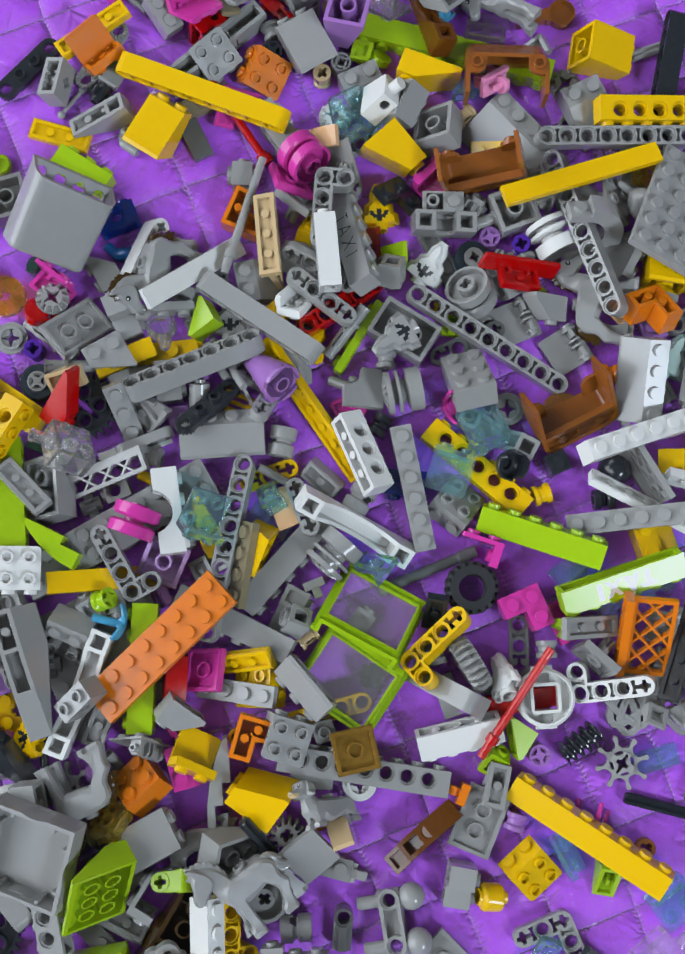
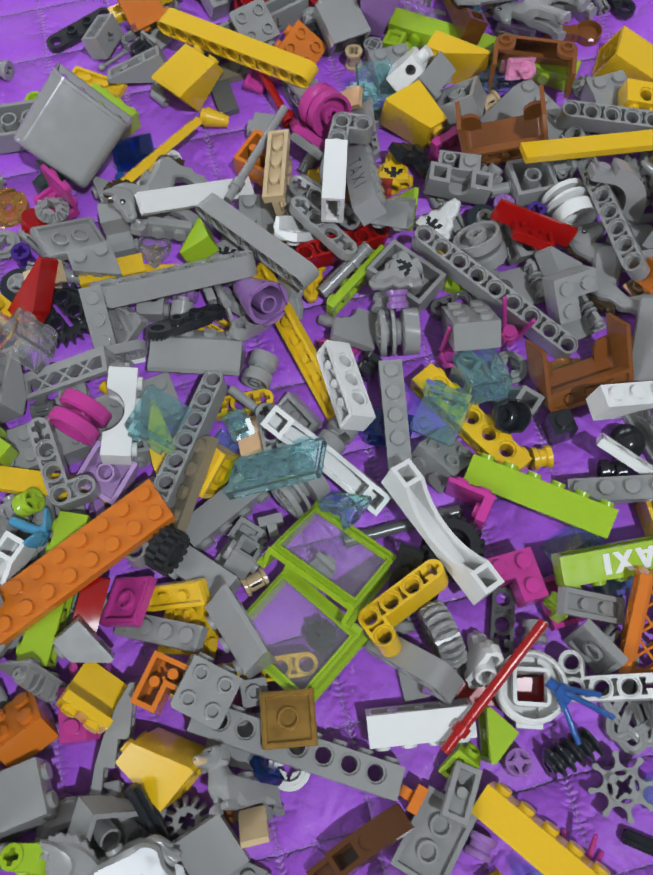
camera: 10 degrees right, 15 degrees down
(142, 229) = (164, 148): none -> yellow tile
(190, 168) = (213, 118): none -> yellow cone
(234, 629) = (167, 550): none -> black tyre
(315, 545) = (277, 468): none -> clear light blue plate
(341, 791) = (264, 773): none -> clear blue tile
(399, 361) = (397, 298): none -> medium lavender wheel
(486, 610) = (469, 570): none -> white arch
(504, 374) = (509, 332): none -> dark pink plant
(553, 330) = (563, 289): none -> light grey brick
(572, 702) = (566, 693): none -> blue plant

